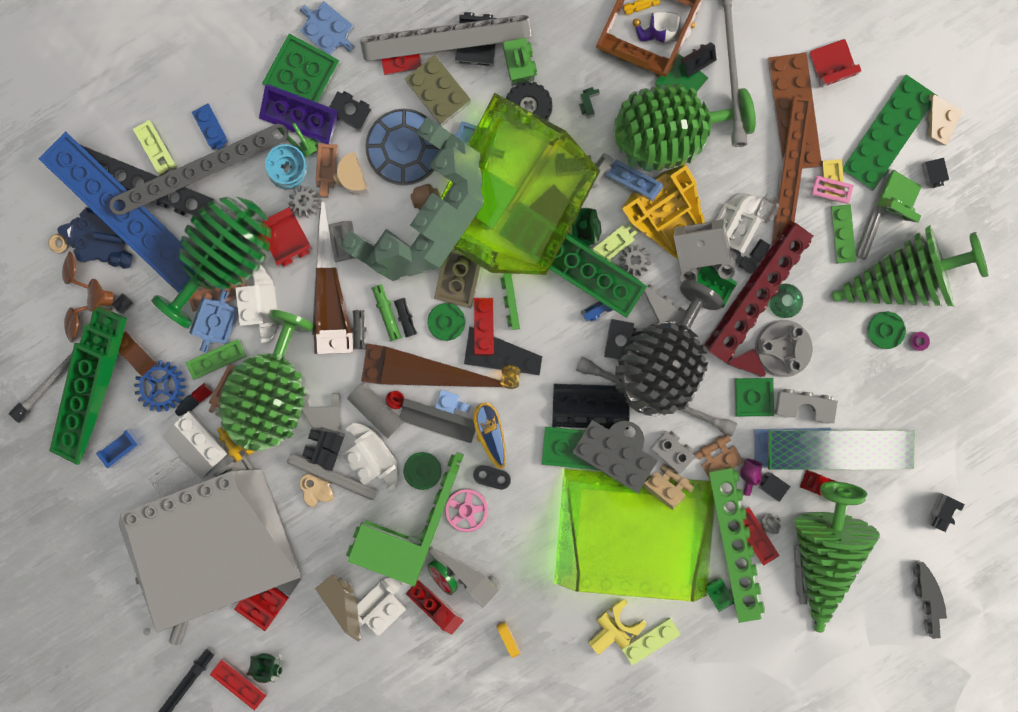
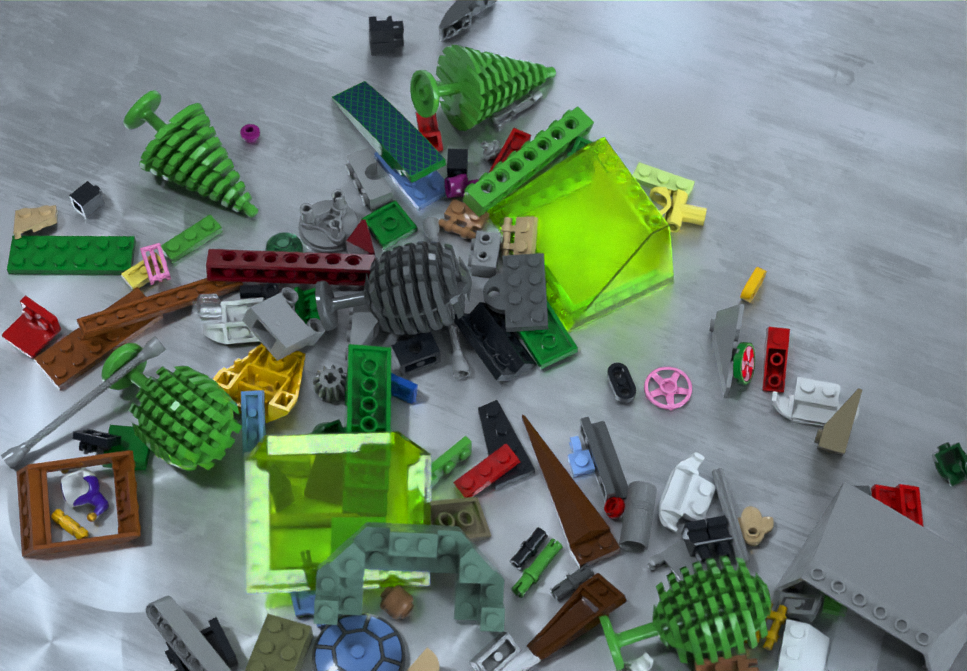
camera: 120 degrees left, 30 degrees down
(396, 552) = (752, 398): bright green bracket -> none
(422, 470) = (662, 446): green tile -> none
(446, 321) = (506, 511): green tile -> none
(490, 433) = (583, 406): shield -> none
(510, 377) = (517, 419): clear yellow wheel -> none
(518, 61) = (199, 592): bright green brick -> none
(536, 94) = (224, 564): black bush -> none
(586, 105) = (205, 511): dark green bracket -> none
(616, 241) = (322, 408): yellowish green hinge -> none
(873, 224) = (155, 223): light grey axle -> none
(886, 330) = (257, 162): green tile -> none
(900, 197) = (128, 212): bright green bracket -> none

